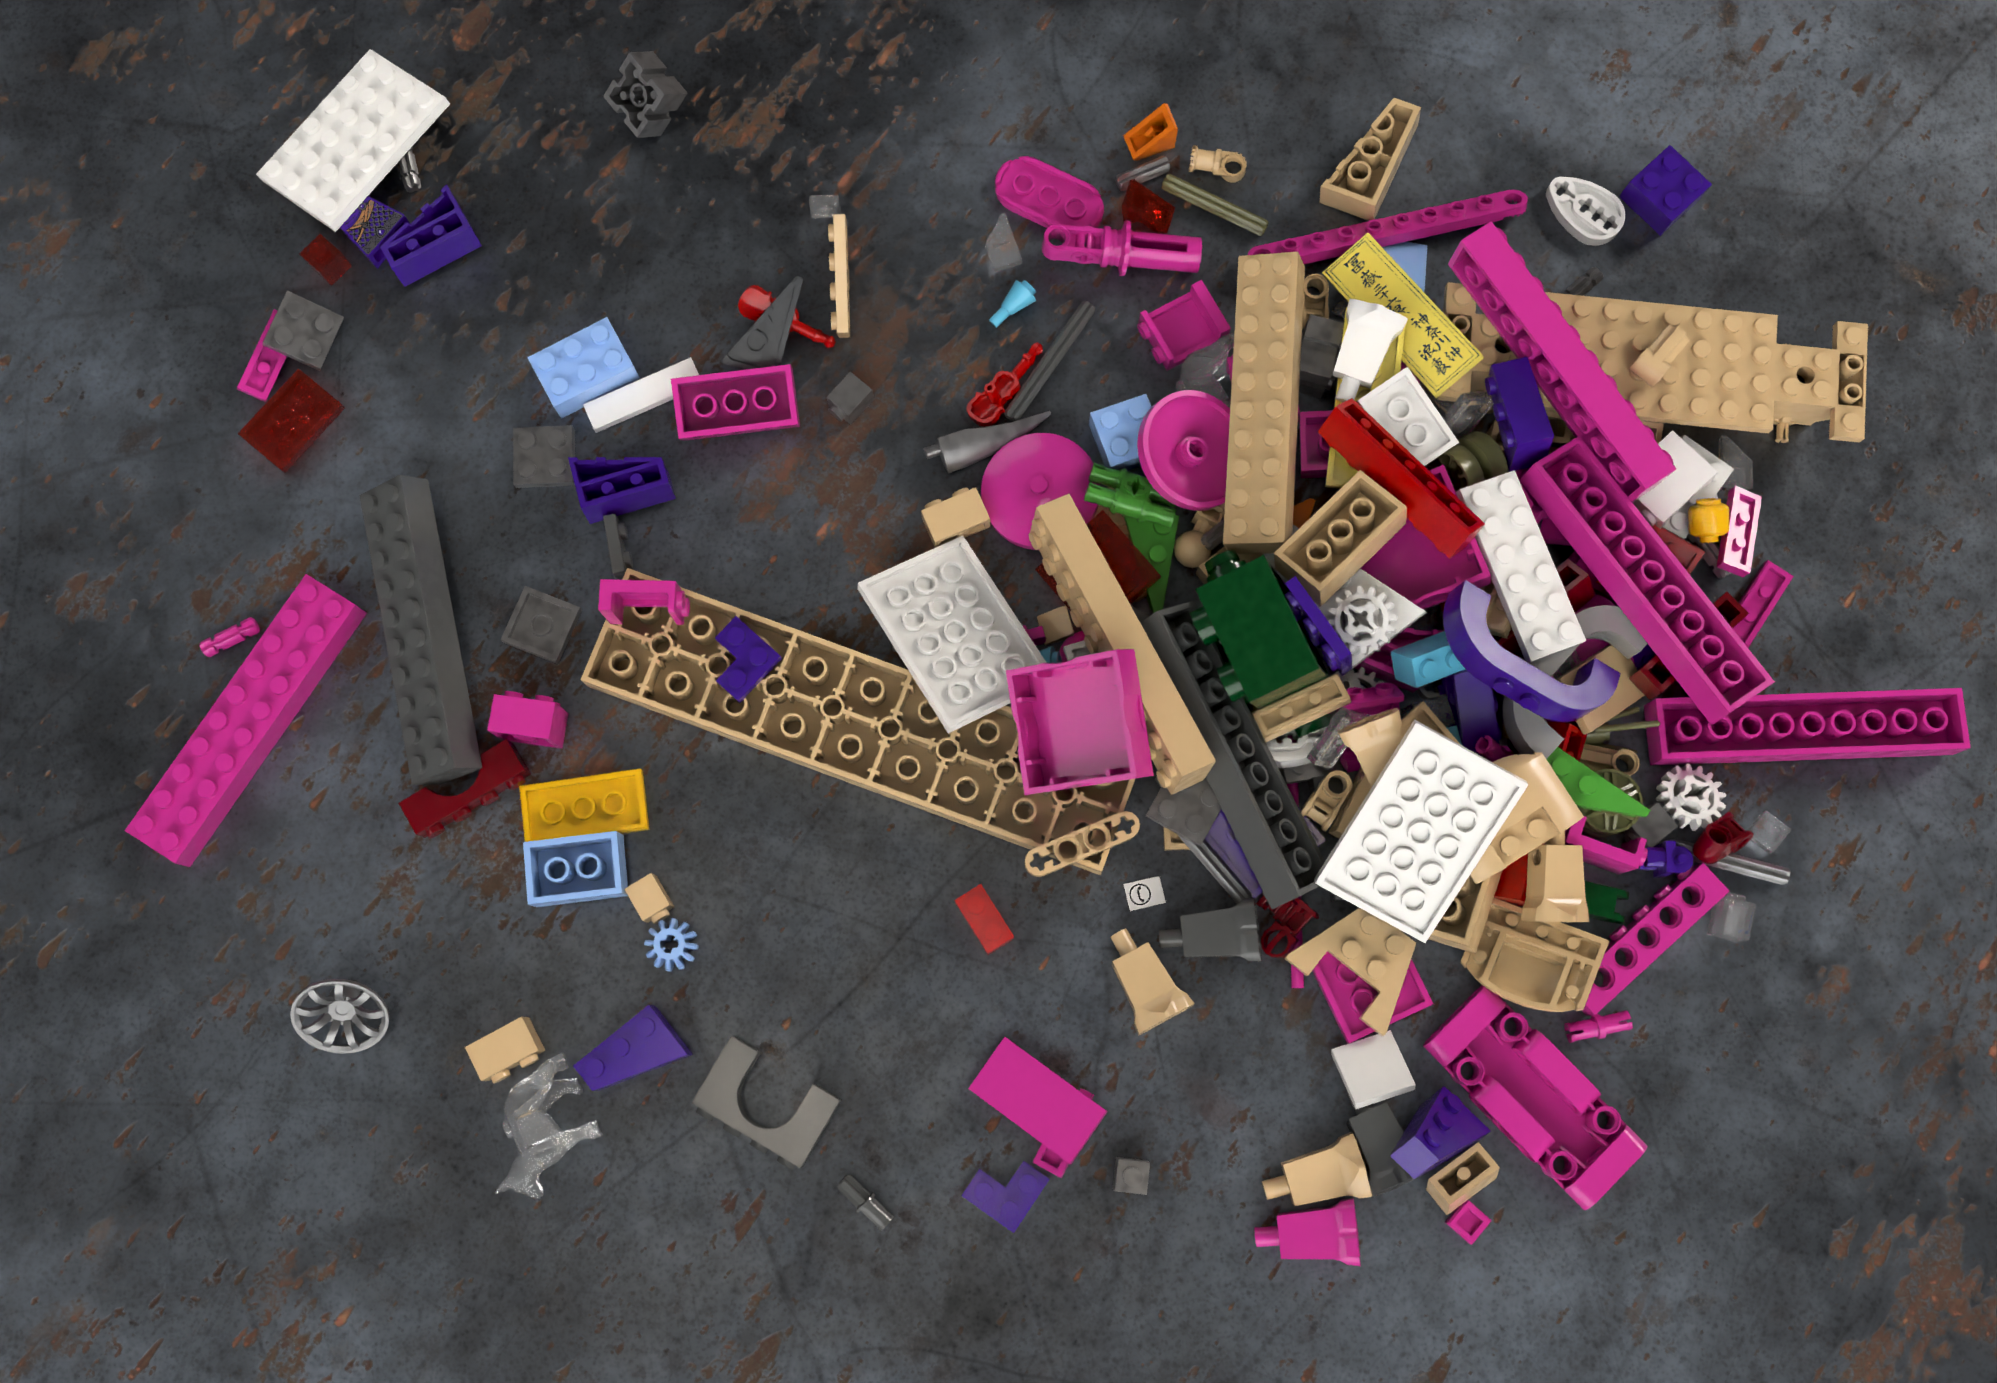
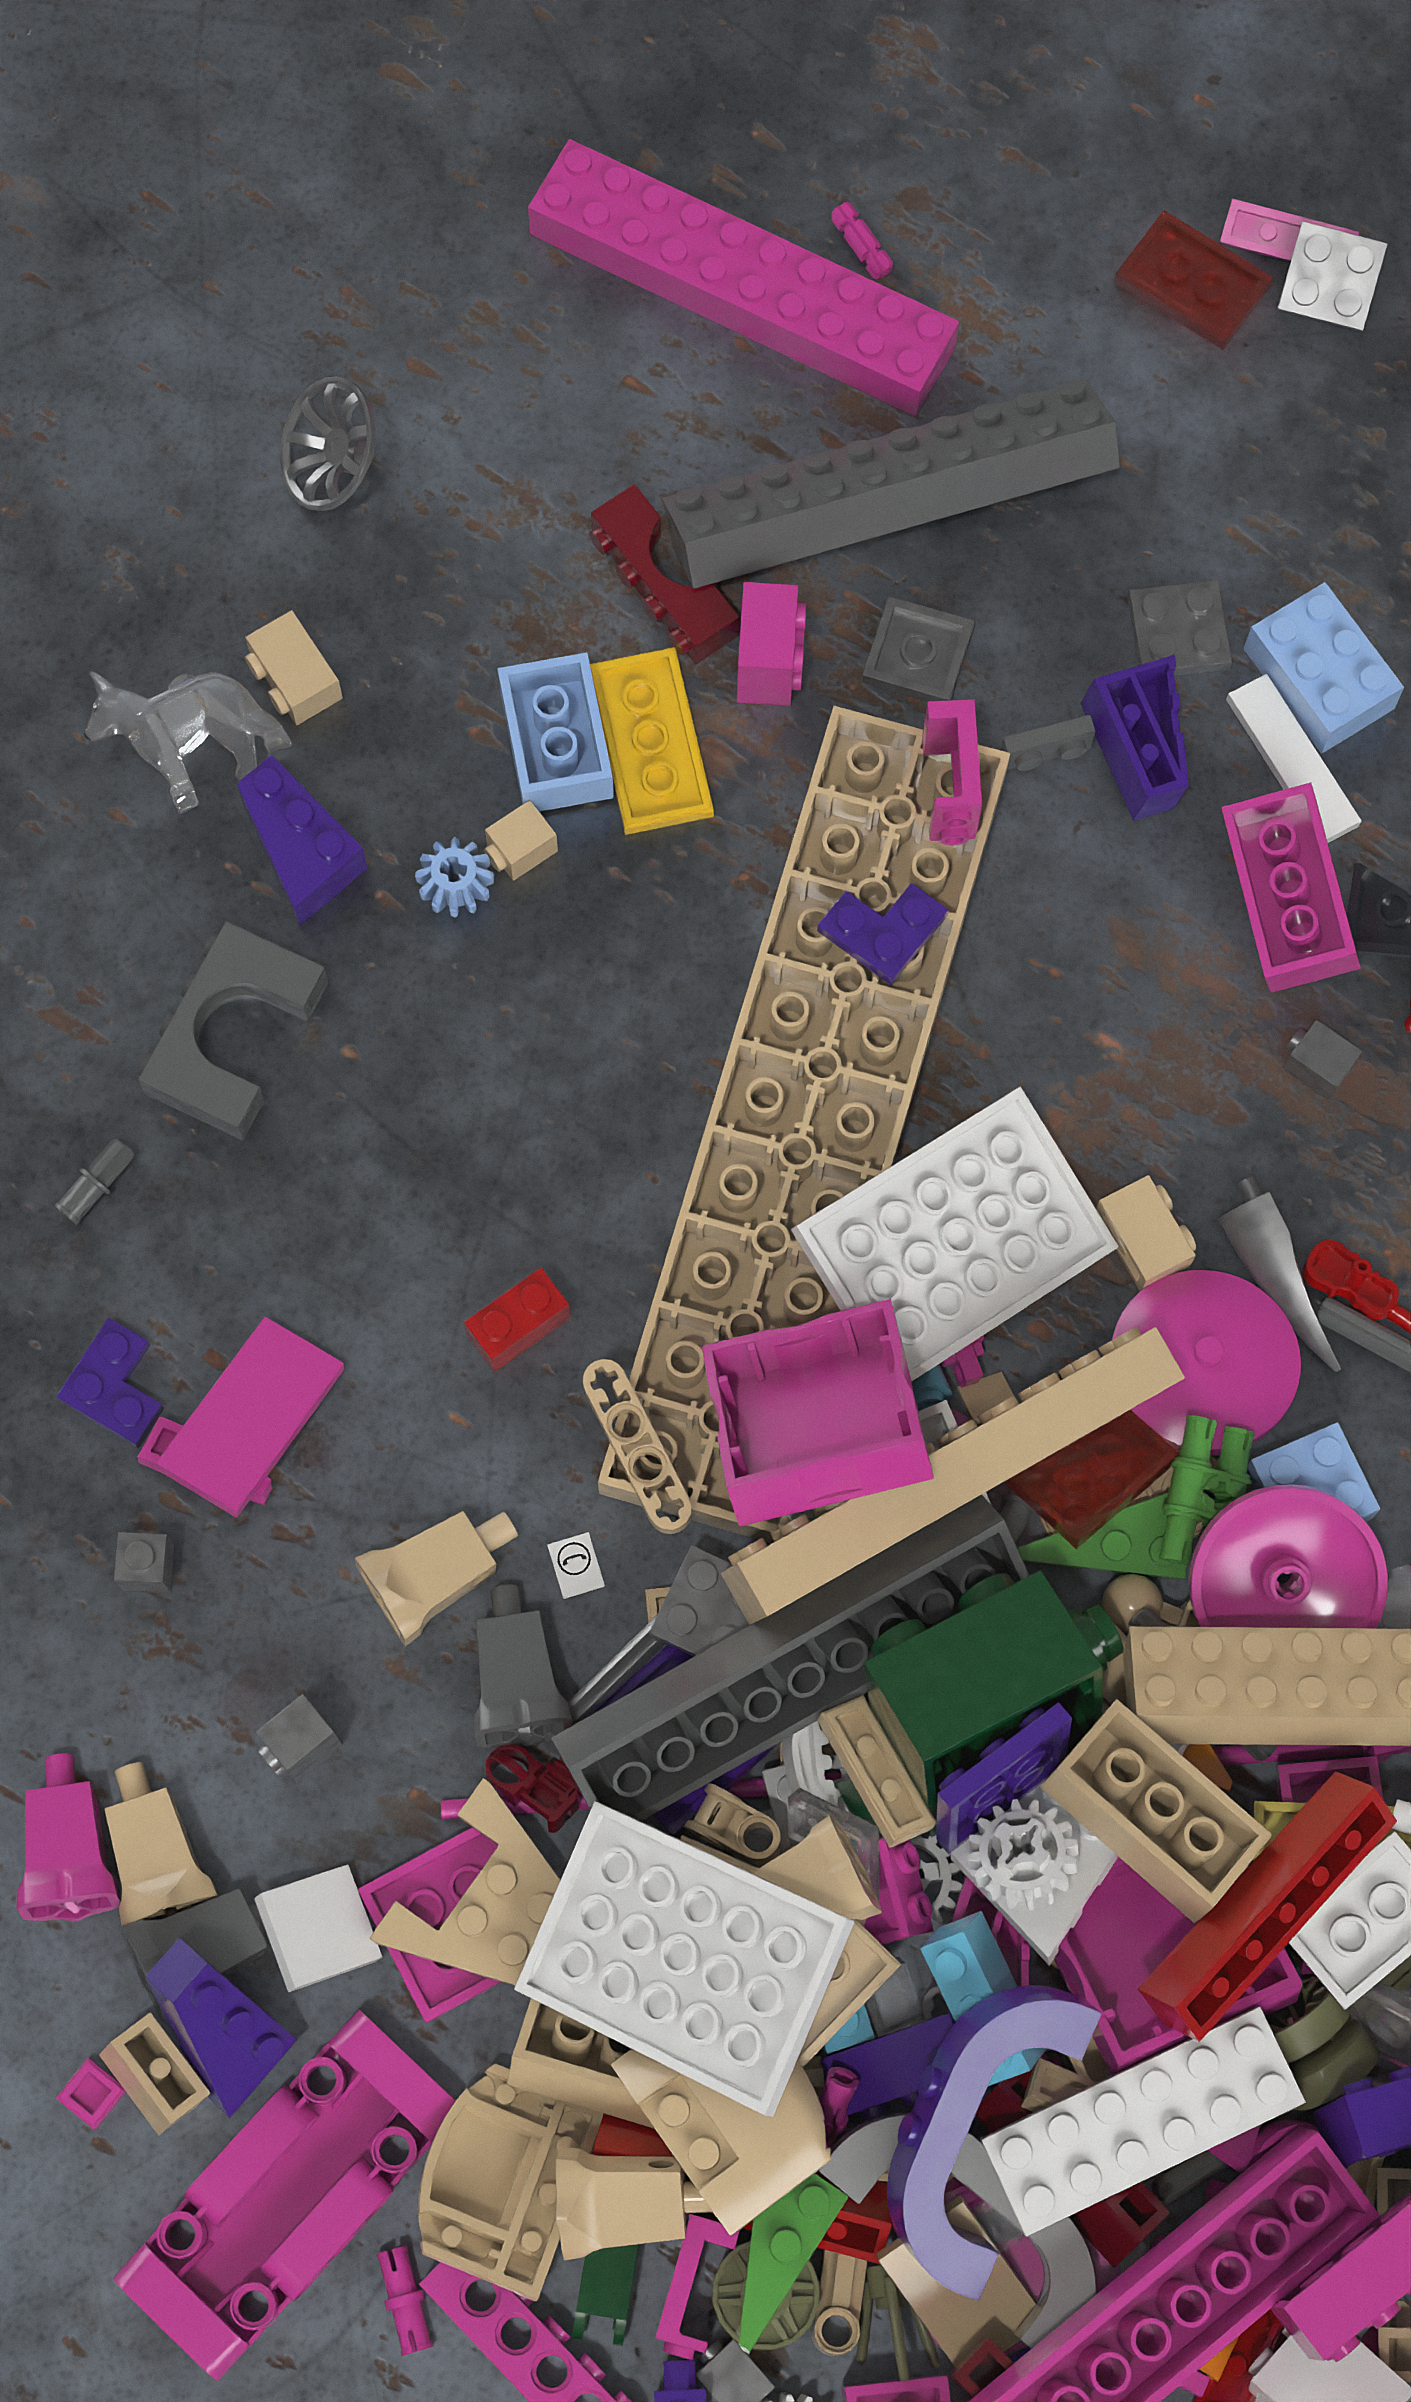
camera: 85 degrees right, 5 degrees down
(1257, 1076) = (297, 1740): none -> flat silver brick

